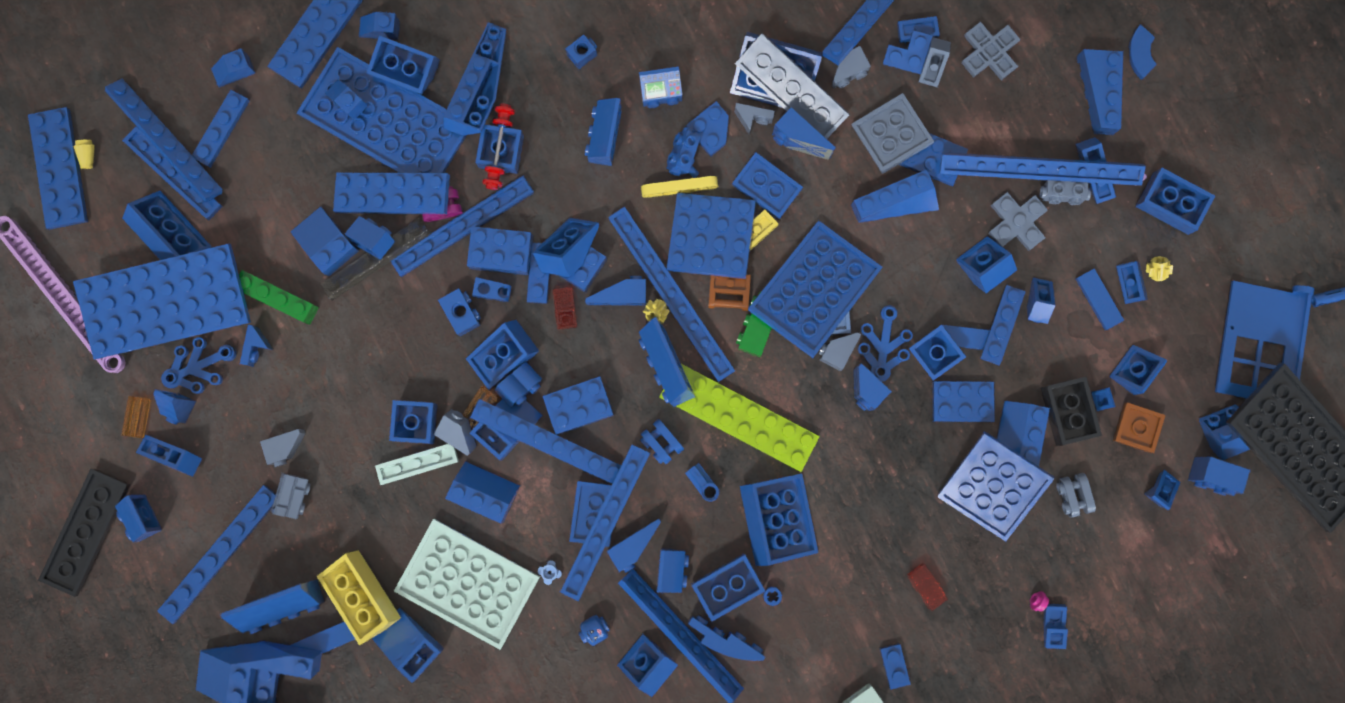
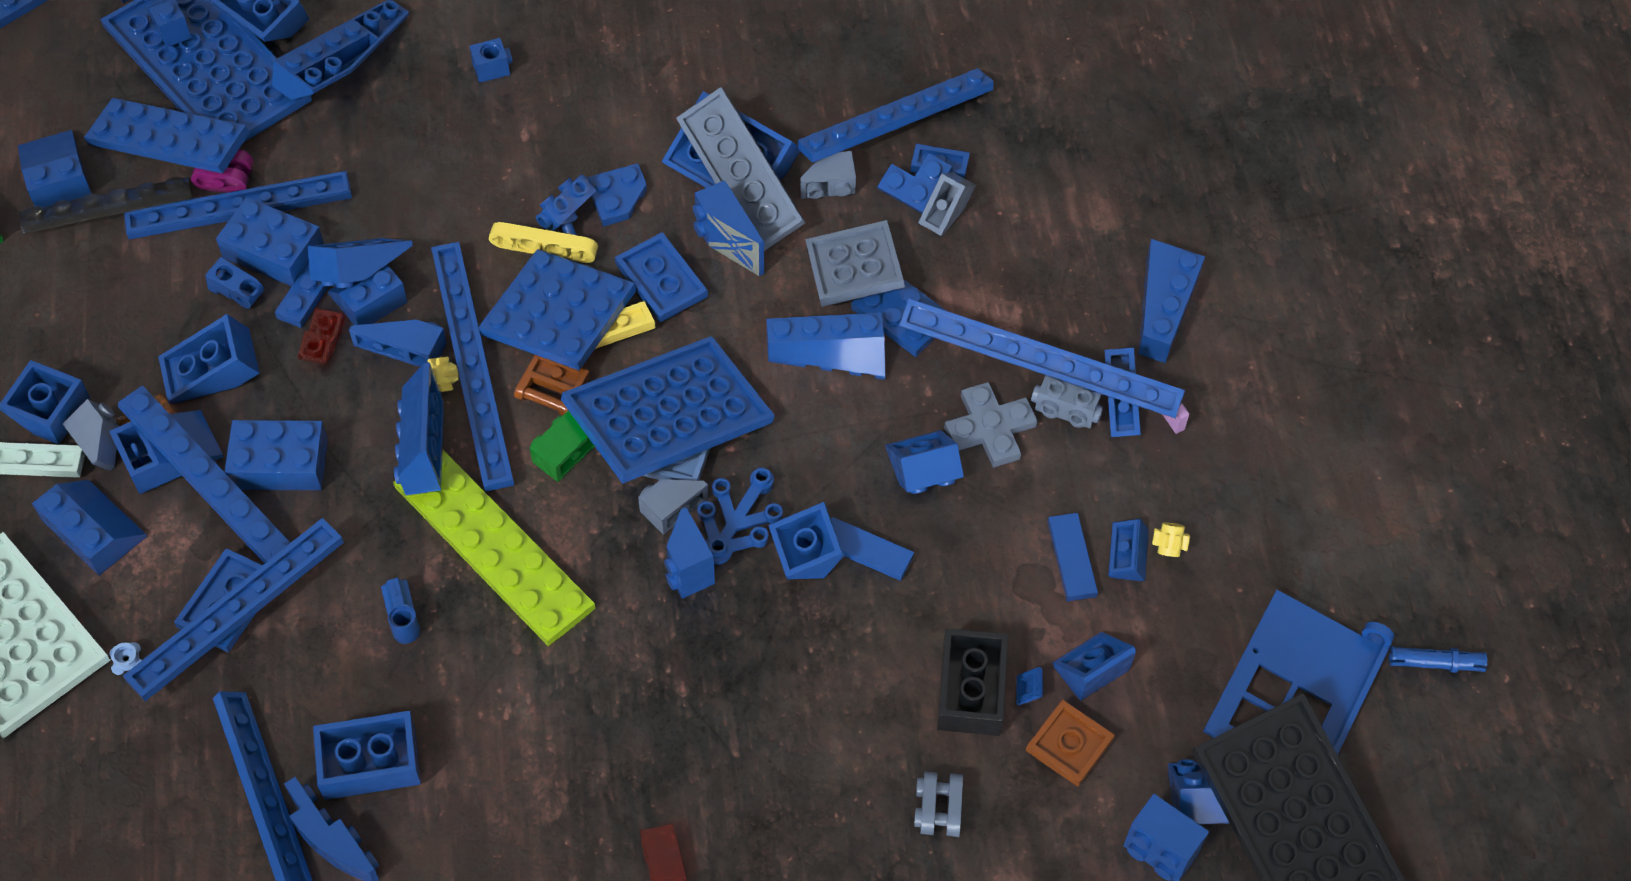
camera: 15 degrees right, 25 degrees down
(370, 237) = (111, 173): blue brick -> none
(450, 305) = (179, 296): blue brick -> none
(499, 147) = (331, 125): blue brick -> none
(518, 385) = (209, 402): blue brick -> none
(594, 630) = (146, 753): blue head -> none
(604, 131) = (476, 151): blue slope -> none
(629, 550) = (258, 660): blue slope -> none
(647, 665) = (198, 831): blue slope -> none
(661, 87) = (571, 120): slope -> none
(661, 454) = (353, 529): blue brick -> none
(671, 570) = (295, 704): blue slope -> none
(748, 113) = (675, 189): sand blue slope -> none
(772, 602) = (433, 789): blue bush -> none
(778, 520) = (485, 693): blue slope -> none
(963, 401) = (822, 627): blue plate -> none
(990, 51) = (1028, 214): sand blue plate -> none
(995, 486) = (819, 744): plate -> none
(1002, 325) = (916, 542): blue plate -> none
(1023, 429) = (890, 694): blue slope -> none
(1040, 301) = (982, 529): blue slope -> none
(1140, 52) = (1235, 276): blue tile -> none
(1164, 490) = (1075, 838): blue slope -> none
(1175, 201) = (1221, 459): blue brick -> none

